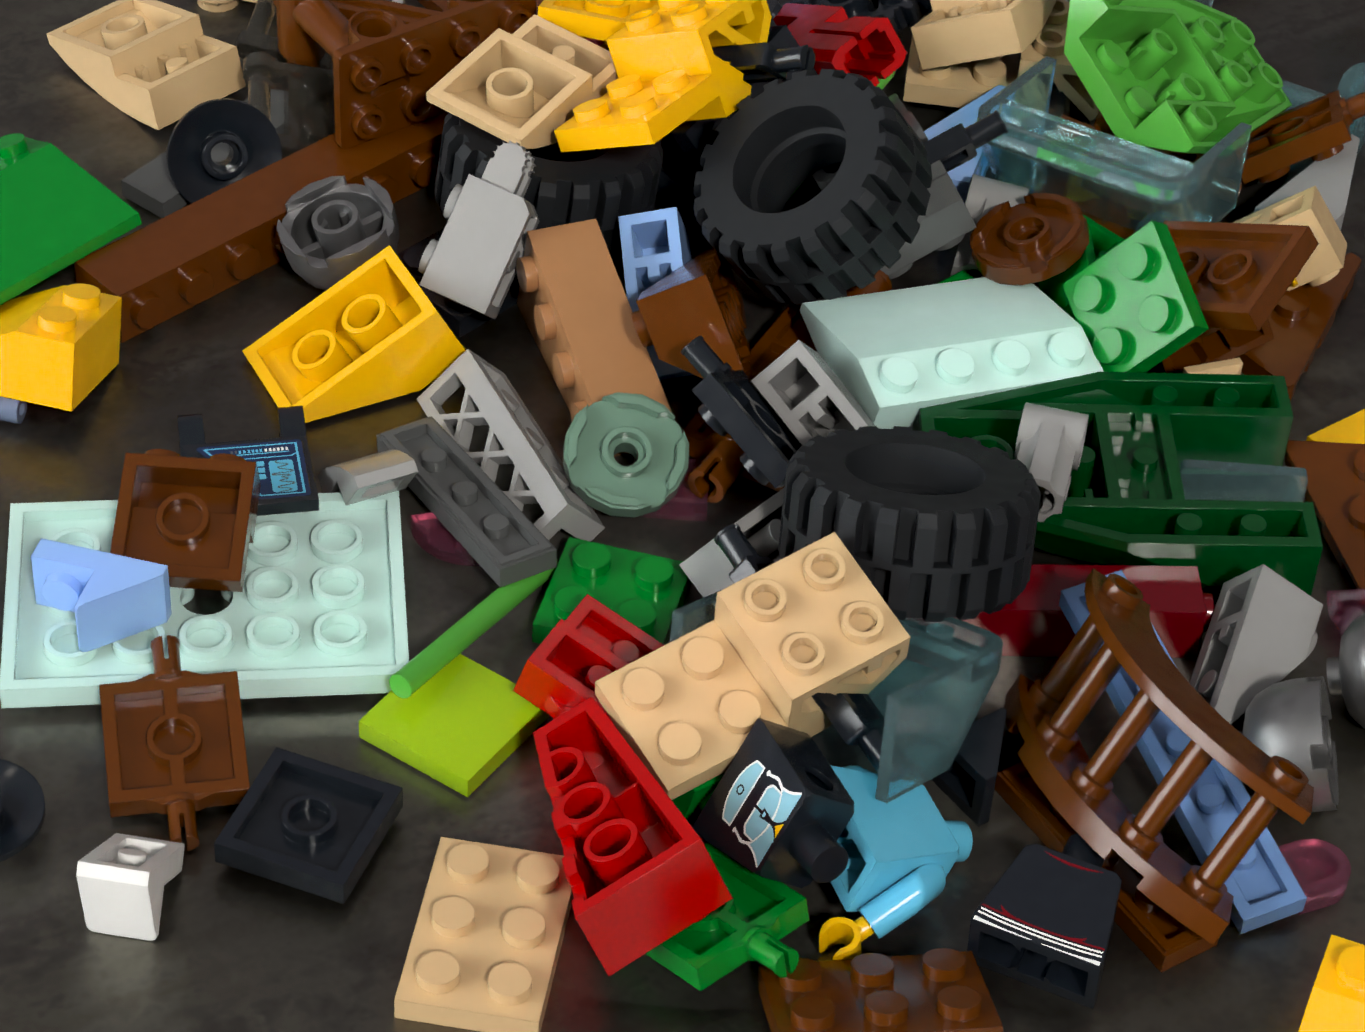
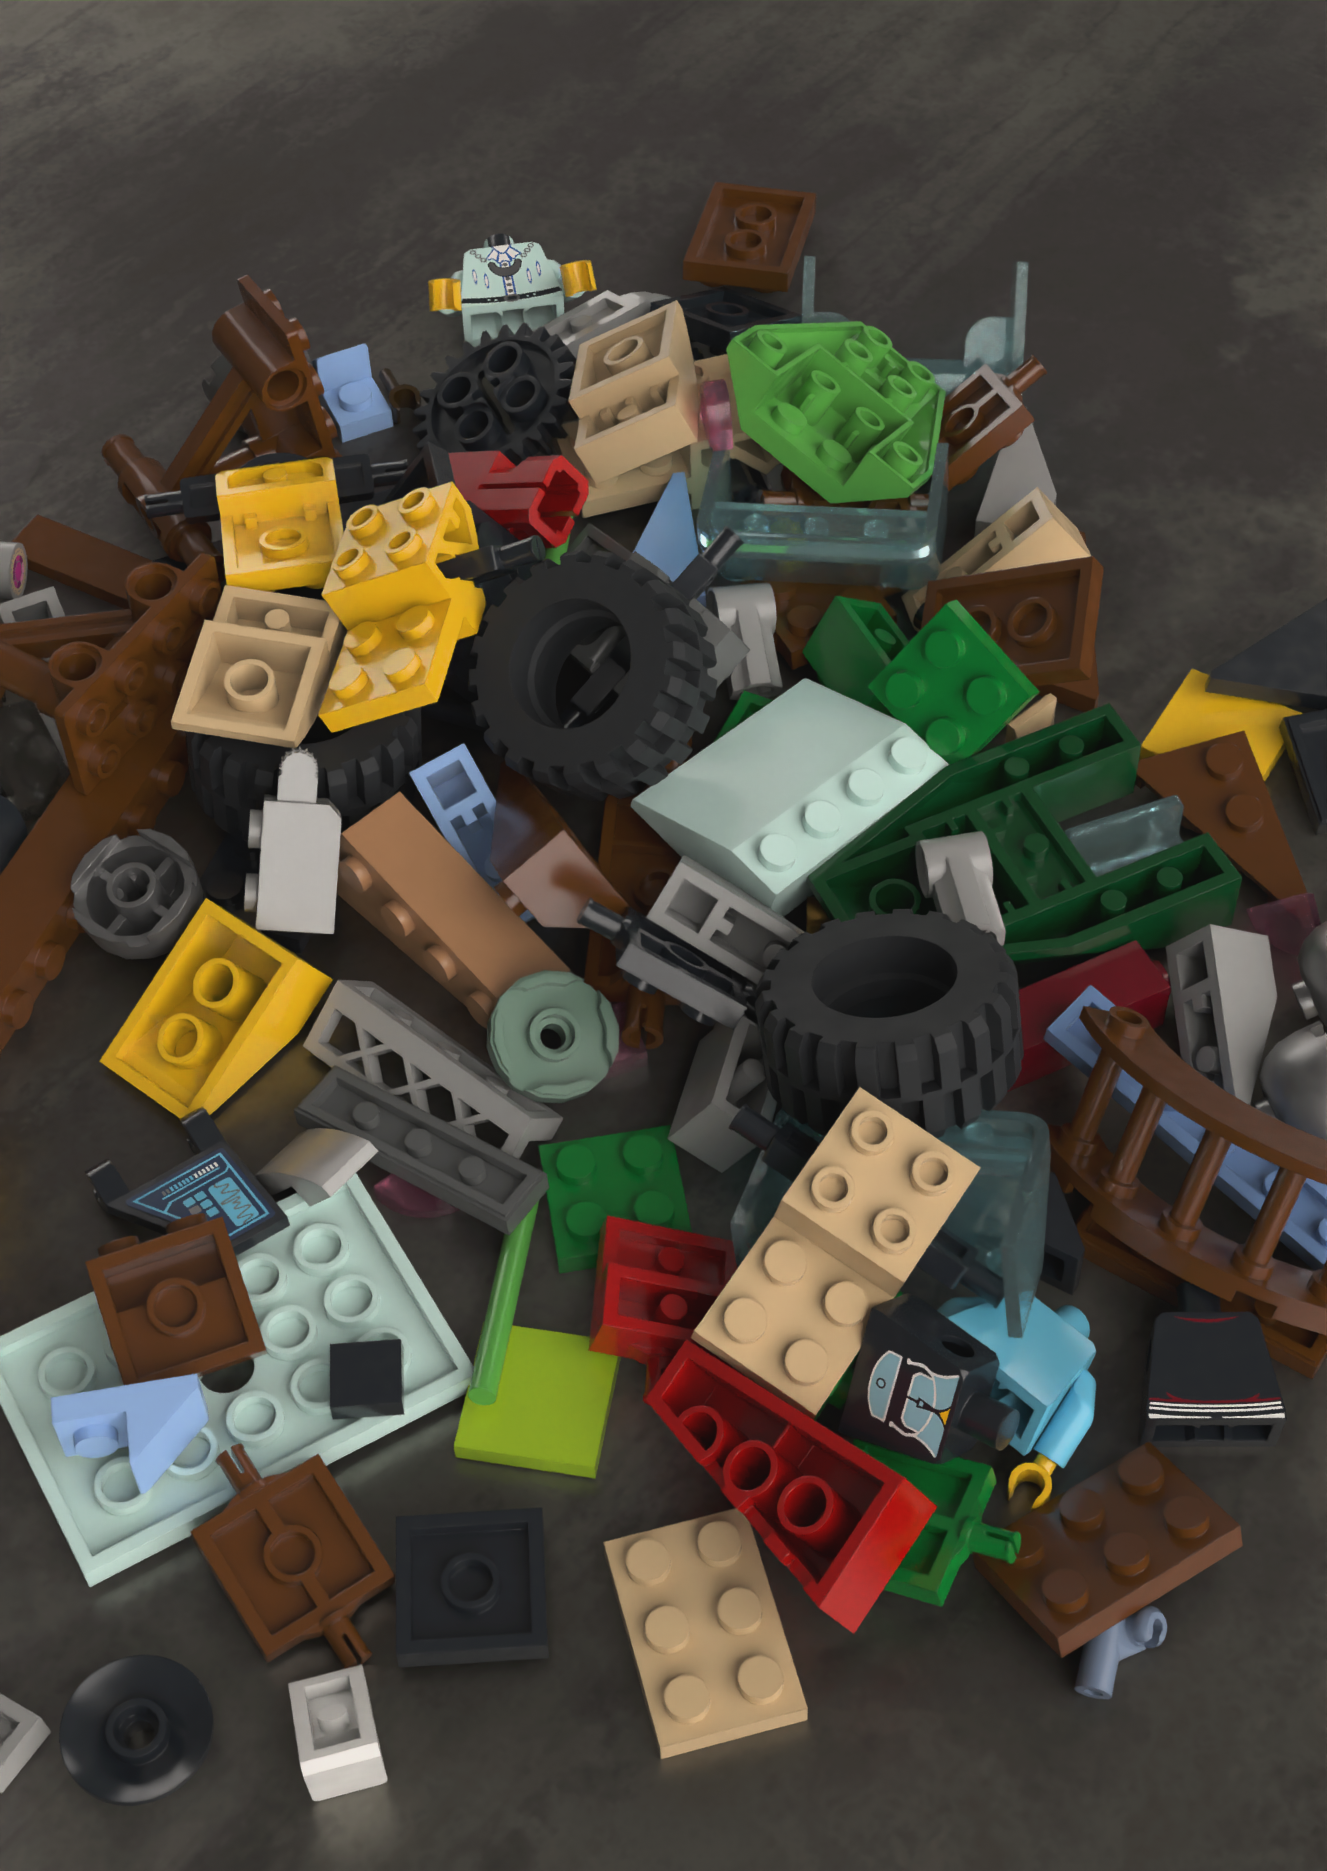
camera: 20 degrees left, 10 degrees up
(312, 638) = (366, 1379): none -> black tile
(1029, 239) = (804, 620): reddish brown plate -> none
(1048, 34) = (716, 414): none -> clear pink tile

